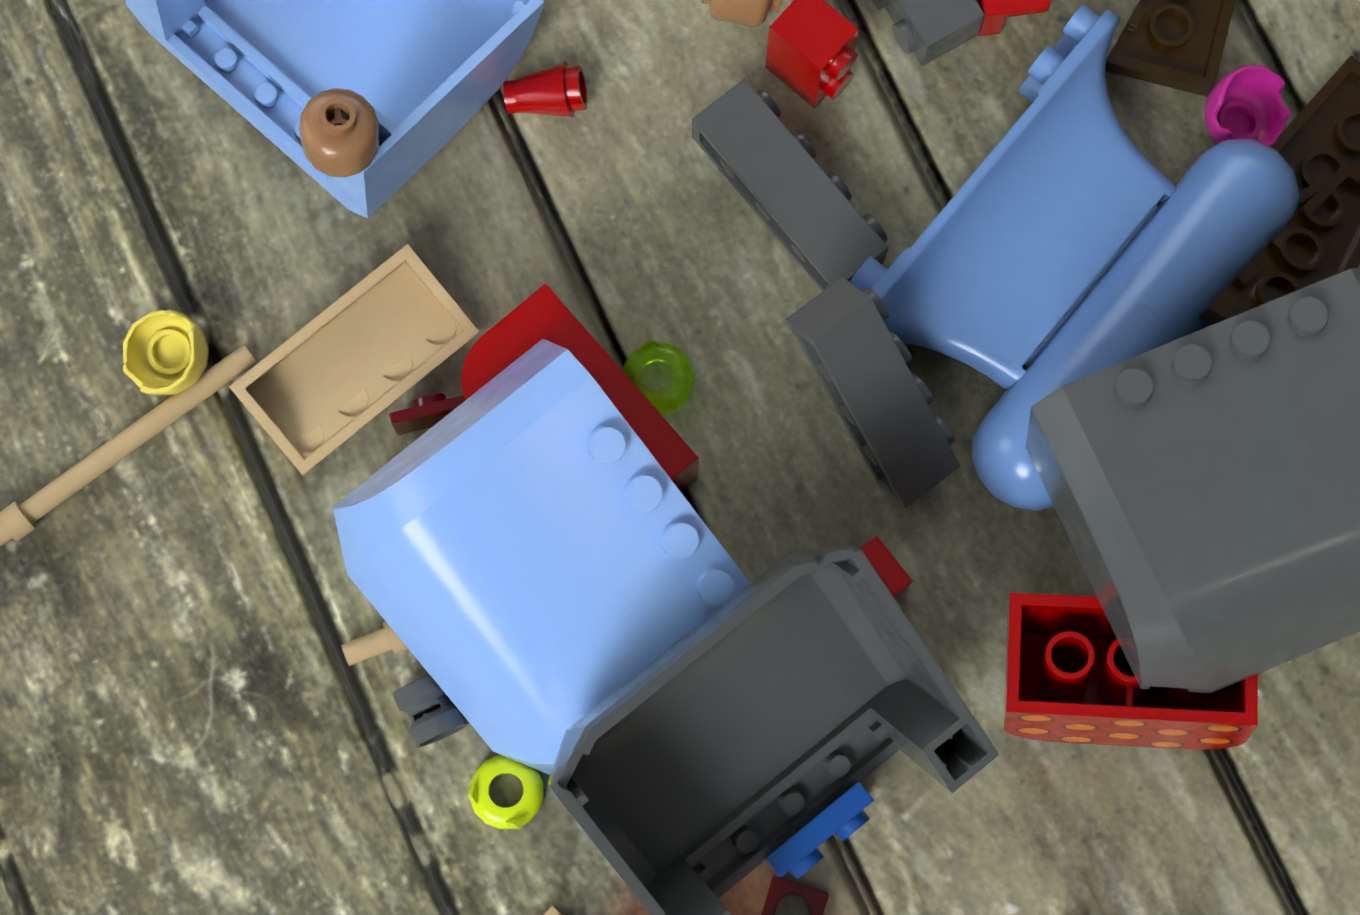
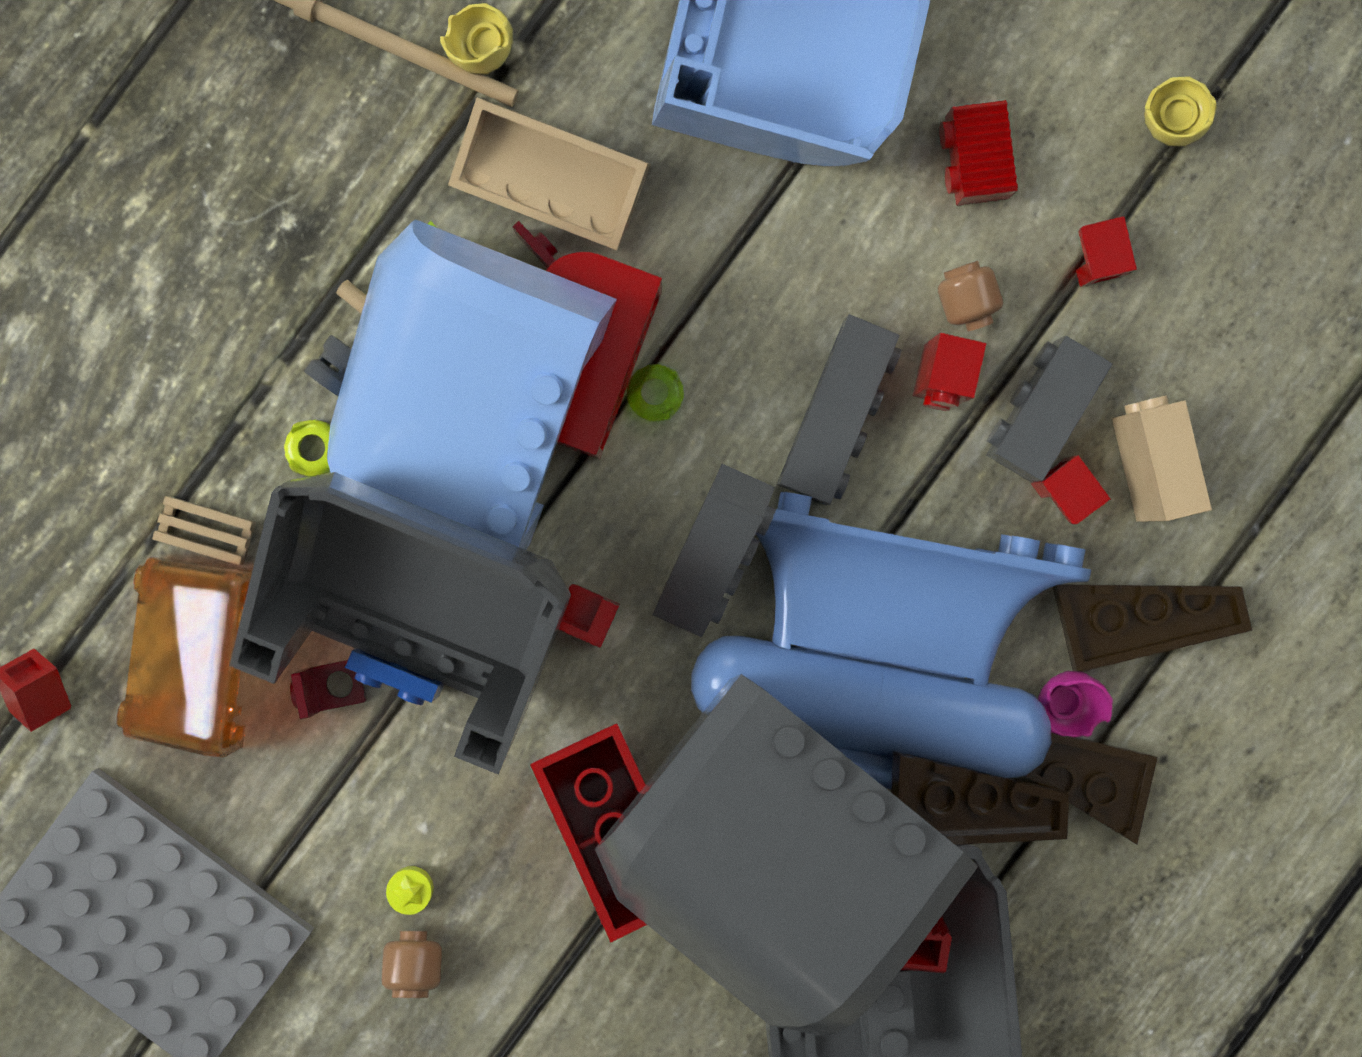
camera: 60 degrees right, 10 degrees up
(339, 132) = (678, 82): medium nougat head -> none
(550, 91) = (817, 199): red cone -> none

